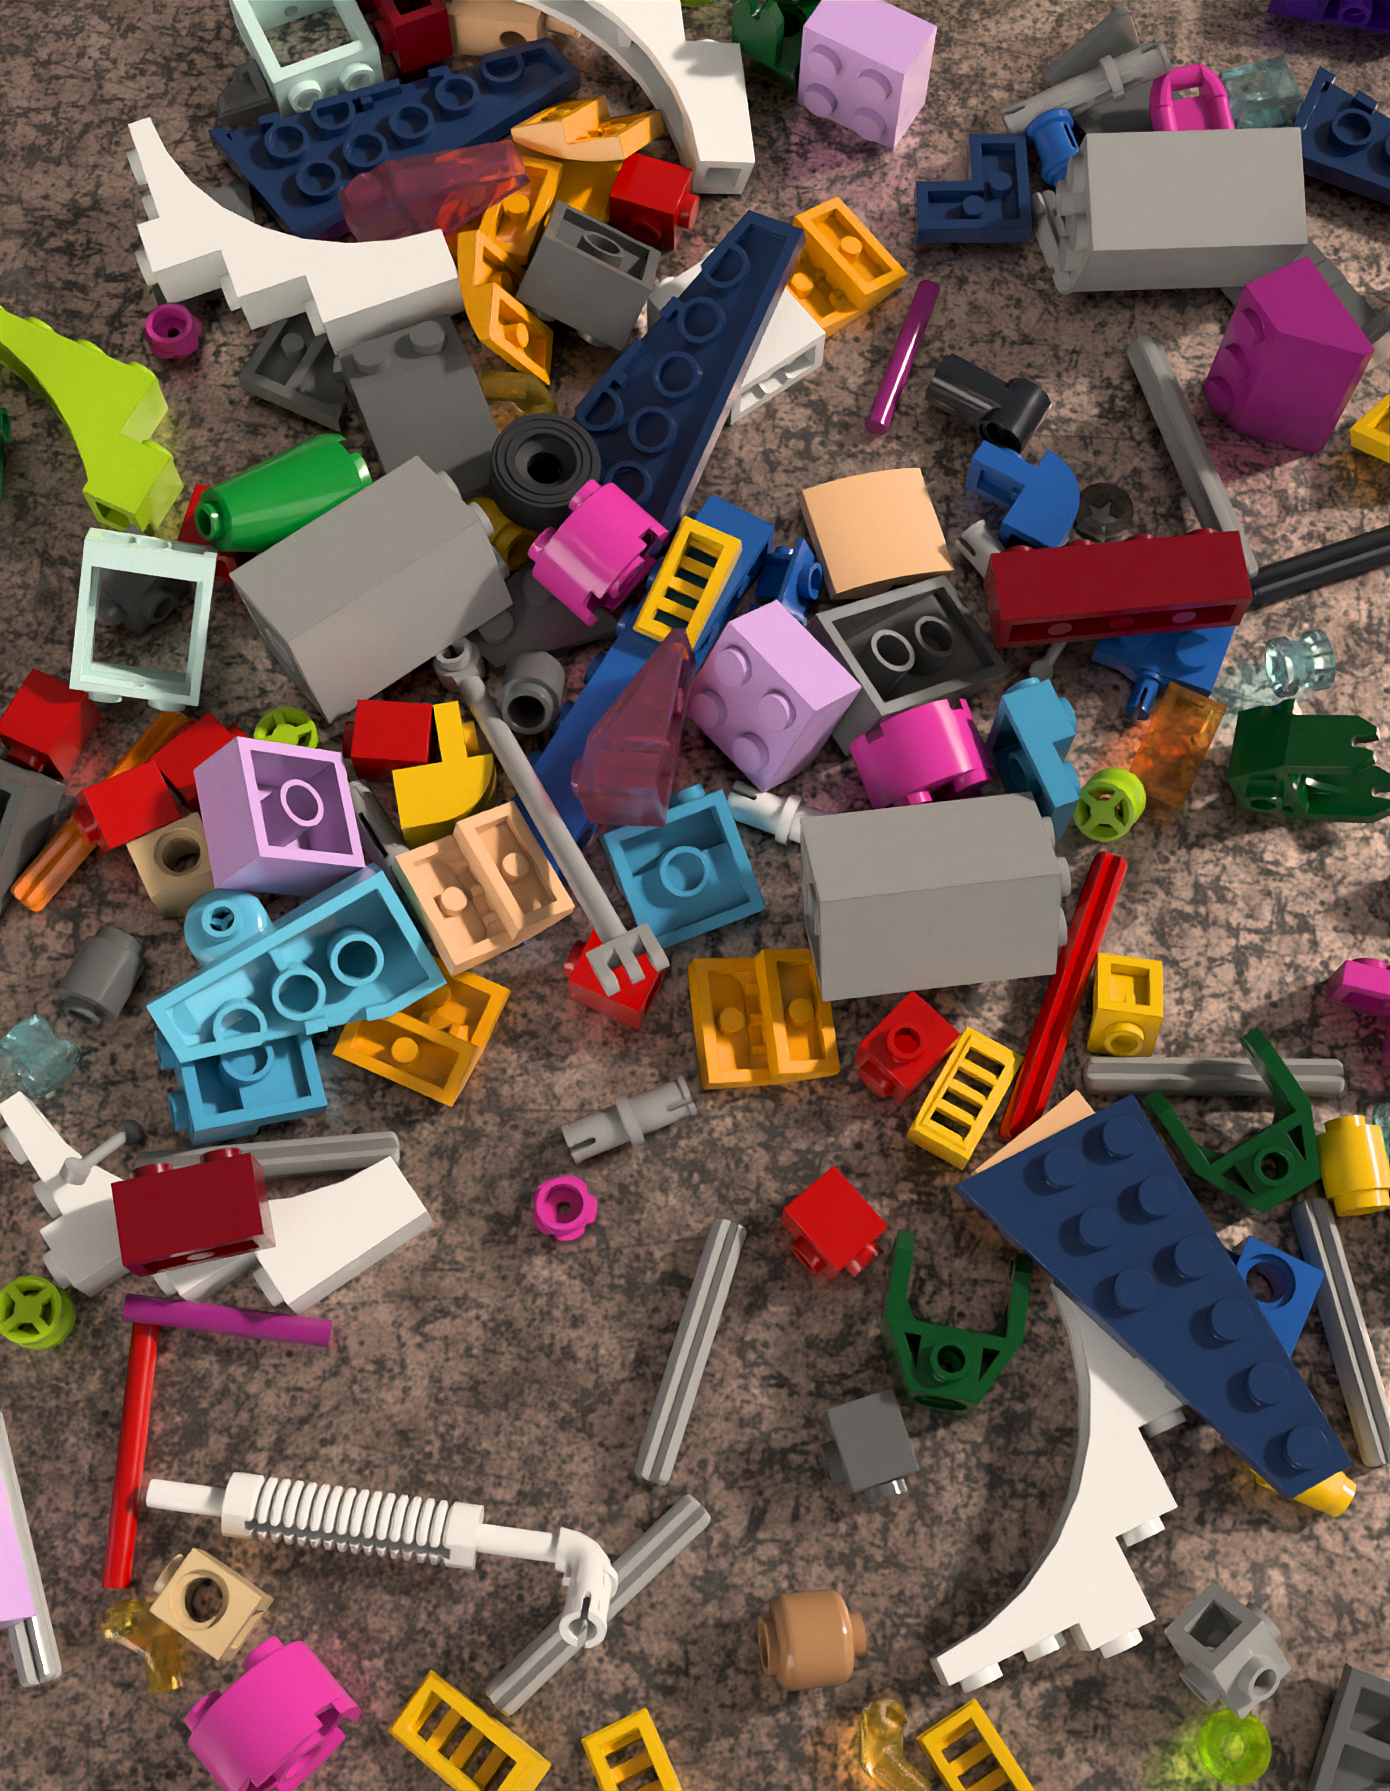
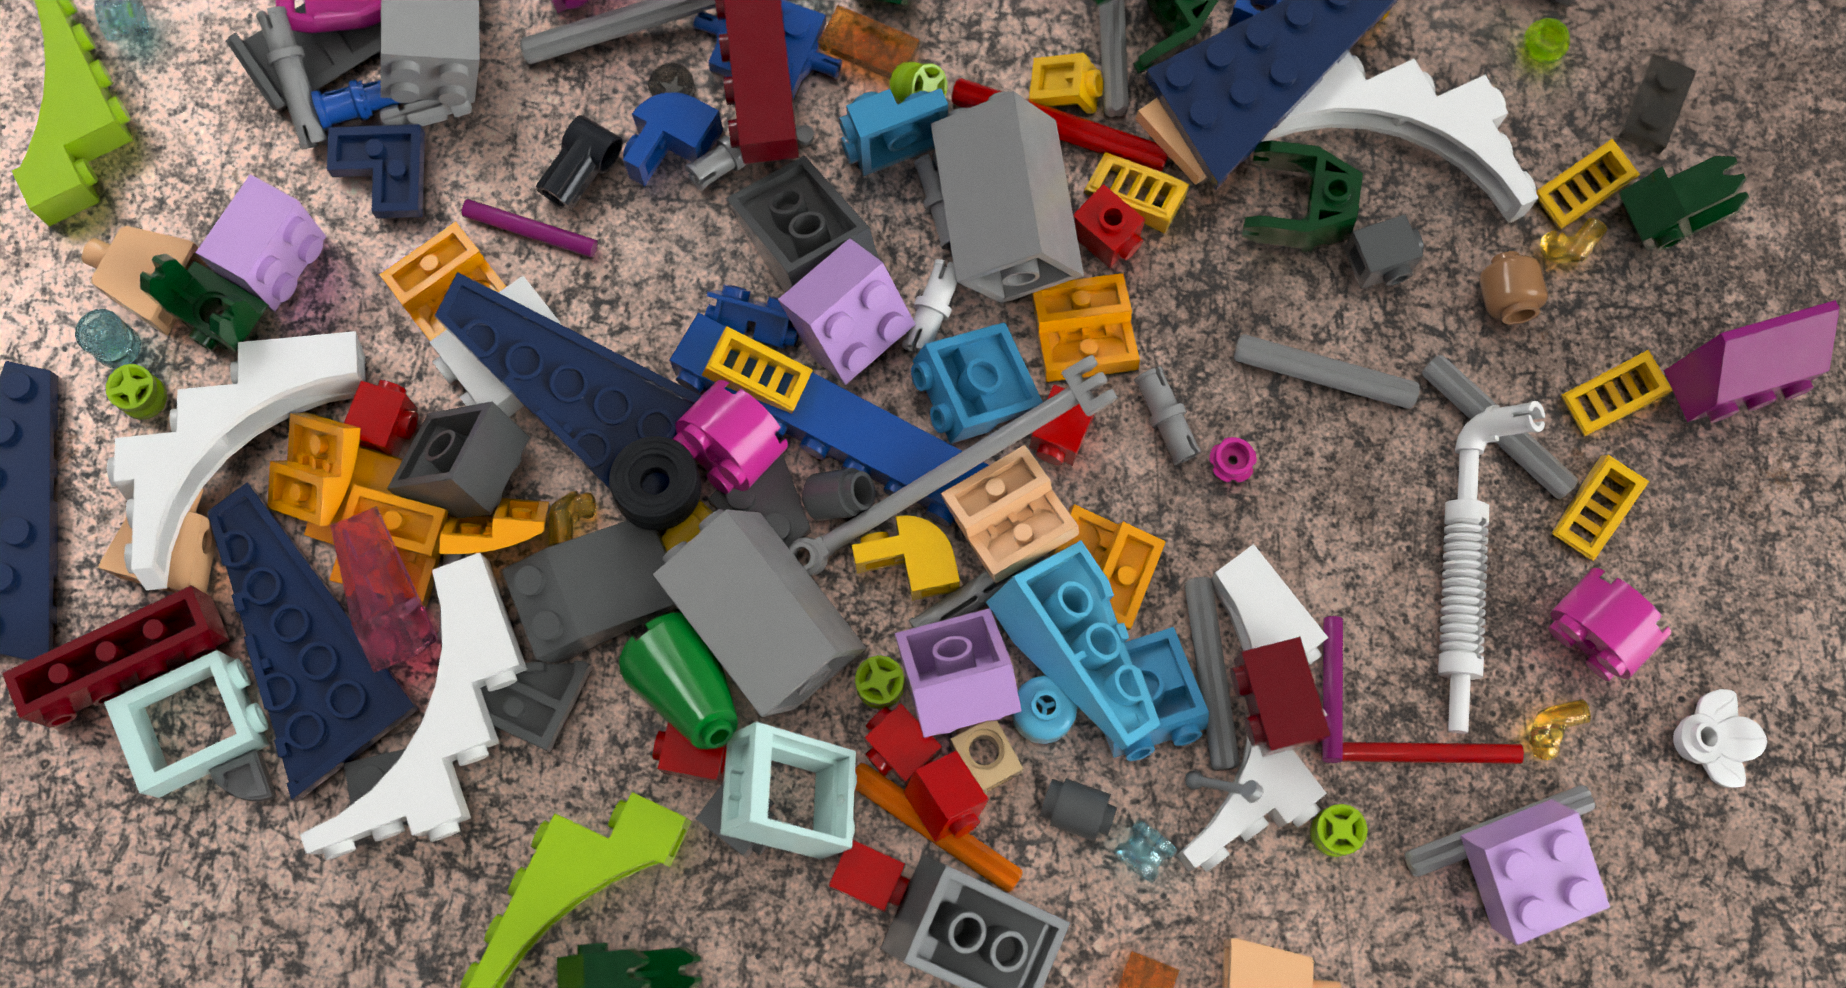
camera: 90 degrees left, 5 degrees up
(172, 319) = (482, 810): dark pink plate -> none
(240, 1609) = (1543, 667): tan brick -> none
(389, 738) = (878, 600): red brick -> none
(637, 742) = (906, 400): clear pink slope -> none
(834, 1227) = (1238, 275): red brick -> none
(875, 532) = (691, 247): light nougat slope -> none
(924, 757) = (897, 205): dark pink brick -> none
(1228, 1651) = (1482, 40): light grey brick -> none

